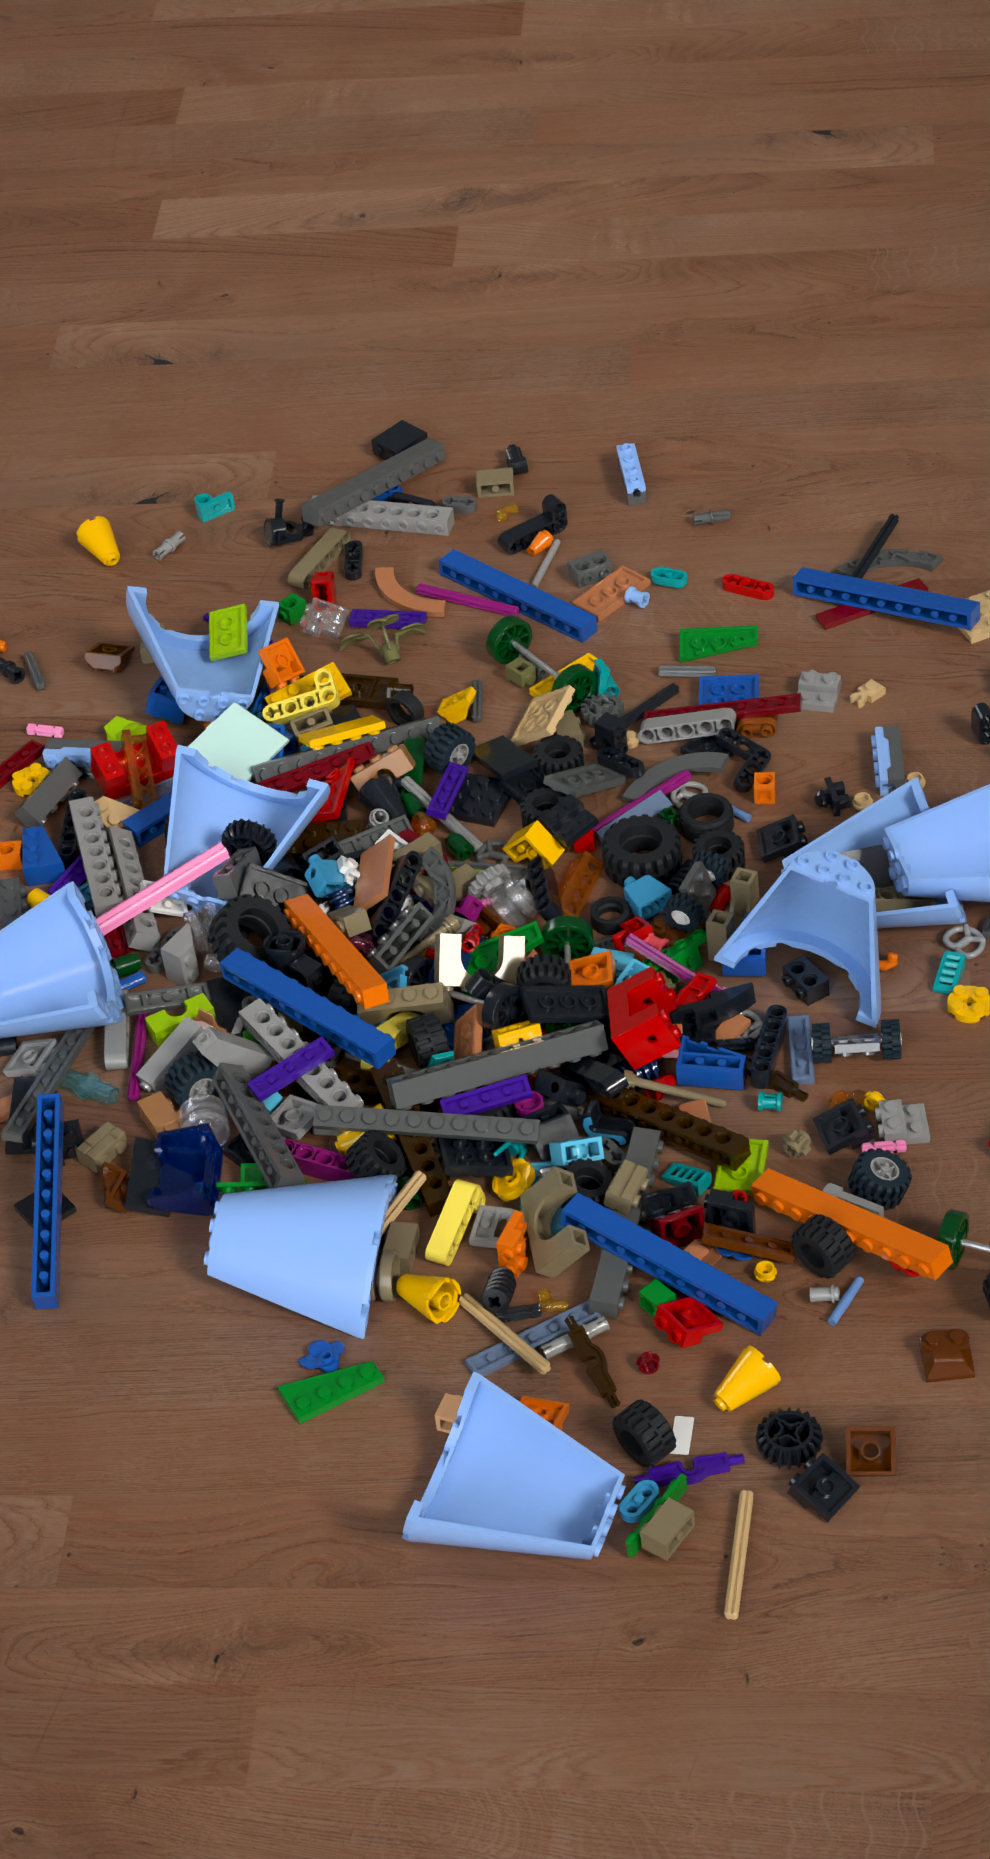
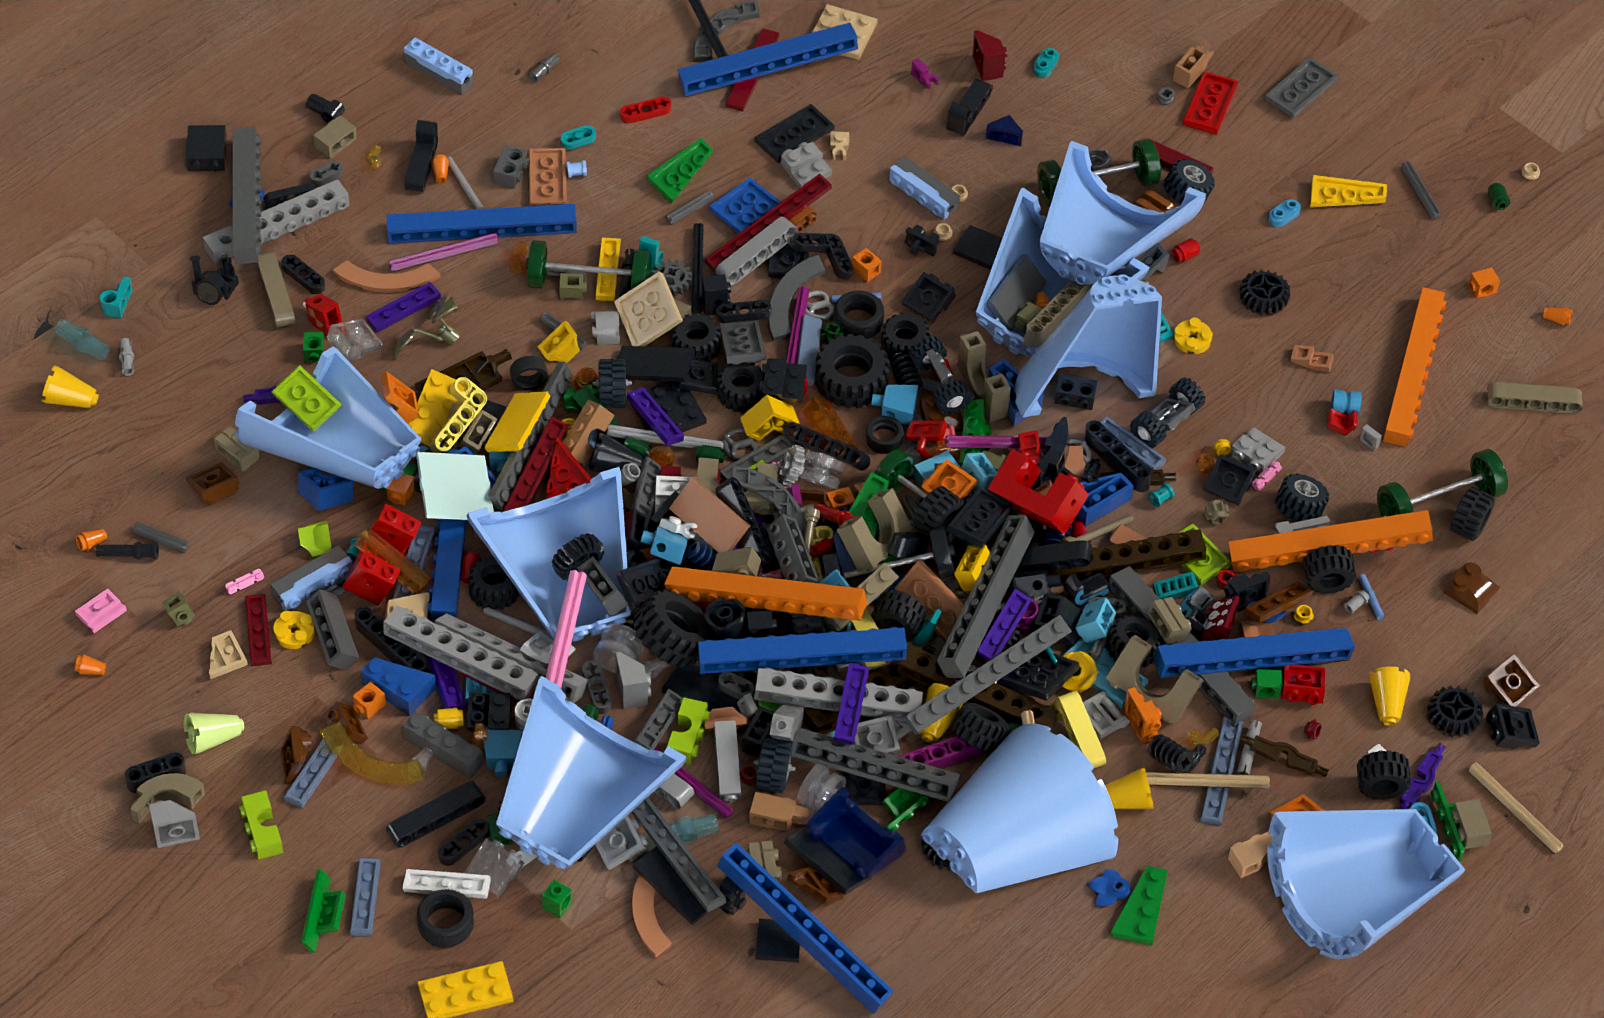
camera: 55 degrees left, 10 degrees up
(155, 518) = (81, 339): none -> clear light blue piece
(507, 715) = (606, 327): none -> light grey cylinder
(851, 665) = (800, 127): none -> black tile

